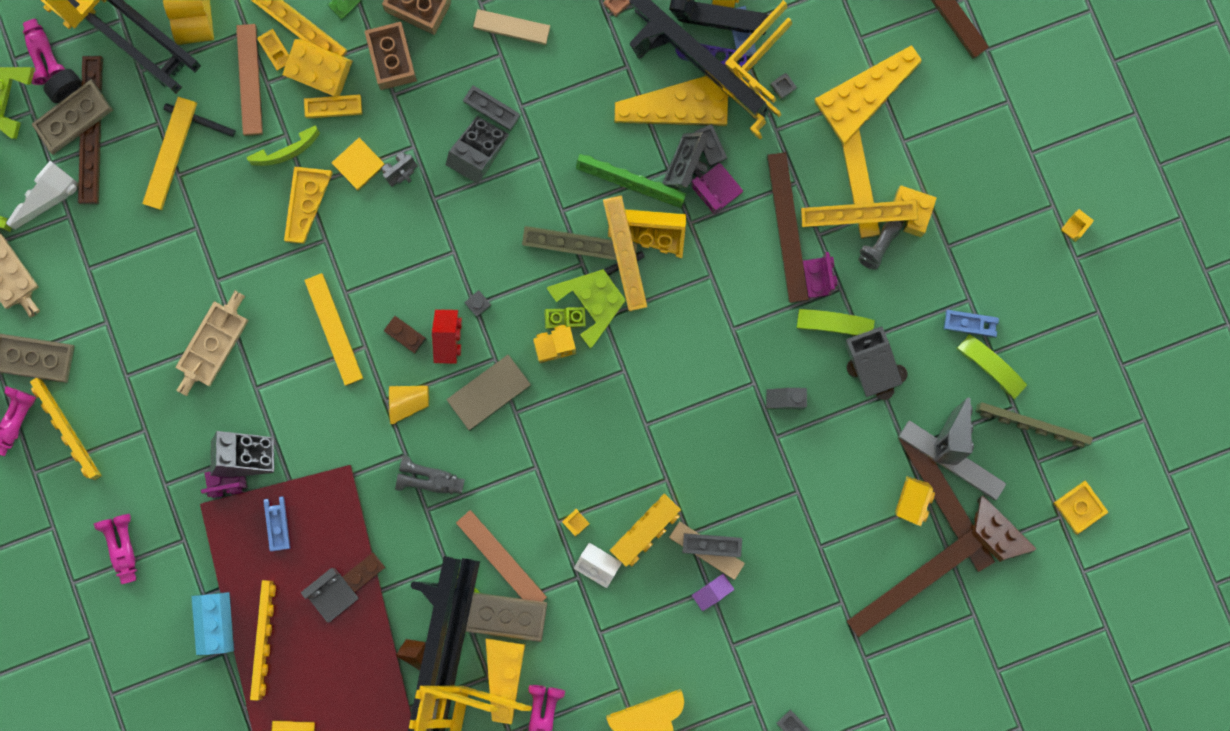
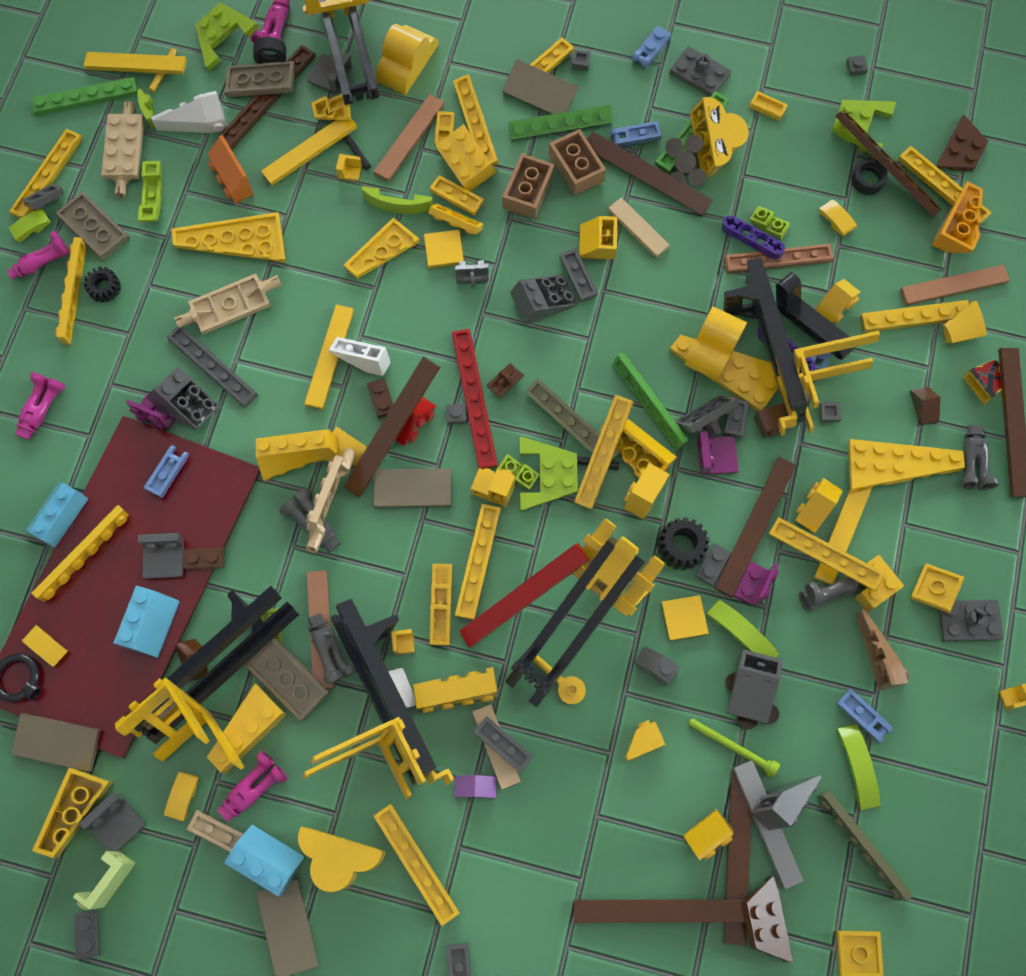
camera: 35 degrees right, 10 degrees down
(60, 291) = (152, 191): none -> lime slope
(81, 394) = (97, 276): none -> black tyre
(116, 225) = (229, 171): none -> orange slope
(126, 70) = (325, 74): none -> dark grey bracket
(161, 102) = (331, 109): none -> yellow slope
(174, 276) = (243, 237): none -> yellow wing
(219, 146) = (349, 167): none -> yellow panel
(240, 408) = (212, 366): none -> dark grey tile
(349, 129) = (455, 219): none -> yellow plate
(360, 654) = (146, 622): none -> medium azure slope
(361, 310) = (364, 356): none -> white slope
(368, 434) = (292, 451): none -> yellow wedge
(438, 355) = (392, 426): none -> reddish brown tile
(438, 481) = (322, 501): none -> tan plate
(482, 279) = (474, 399): none -> red tile
(486, 62) = (598, 238): none -> yellow slope
(498, 247) = (505, 380): none -> reddish brown hips
(517, 568) = (325, 642): none -> dark grey piece
(582, 470) = (440, 604): none -> yellow slope
(587, 415) = (477, 562): none -> yellow plate
(599, 577) = (396, 720): none -> black piece
(648, 420) = (524, 595): none -> red tile
(651, 91) = (715, 343): none -> yellow brick
(682, 266) = (644, 492): none -> yellow brick
(710, 681) = (416, 865): none -> yellow plate
(713, 359) = (608, 574): none -> piece
(732, 464) = (570, 689): none -> yellow piece
(739, 128) = (768, 420): none -> reddish brown arch
(740, 268) = (690, 530): none -> black tyre
(775, 284) = (712, 564): none -> dark grey plate
(782, 344) = (684, 618): none -> yellow tile
(817, 464) = (644, 740): none -> yellow slope
(827, 175) = (821, 501): none -> yellow brick
(856, 24) = (926, 405): none -> reddish brown slope
(920, 36) = (977, 449): none -> dark grey piece
(925, 416) = (769, 767): none -> lime piece
(960, 270) = (884, 662): none -> medium nougat wedge
(963, 179) = (937, 588): none -> yellow tile
(1004, 187) = (972, 621): none -> dark grey plate

